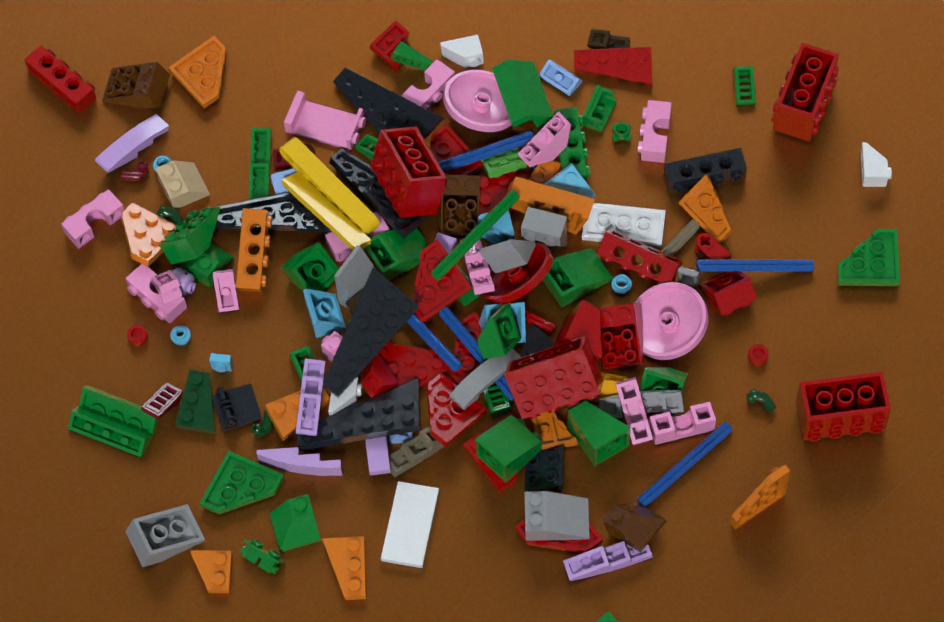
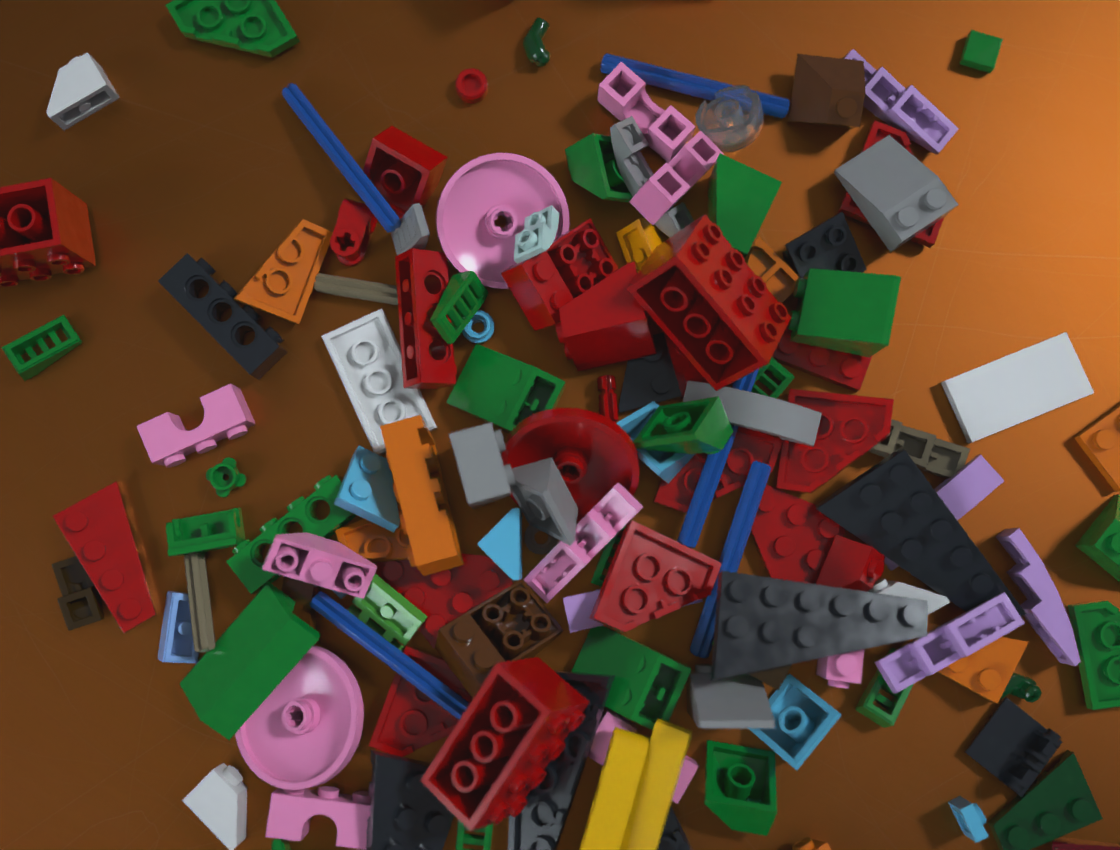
camera: 125 degrees left, 20 degrees up
(474, 236) = (553, 562): green axle -> none
(565, 88) = (199, 602): none -> dark tan axle
(630, 276) = (460, 303): none -> green slope
(643, 321) = (537, 235): none -> light aqua slope
(650, 461) = (732, 118): none -> clear cylinder

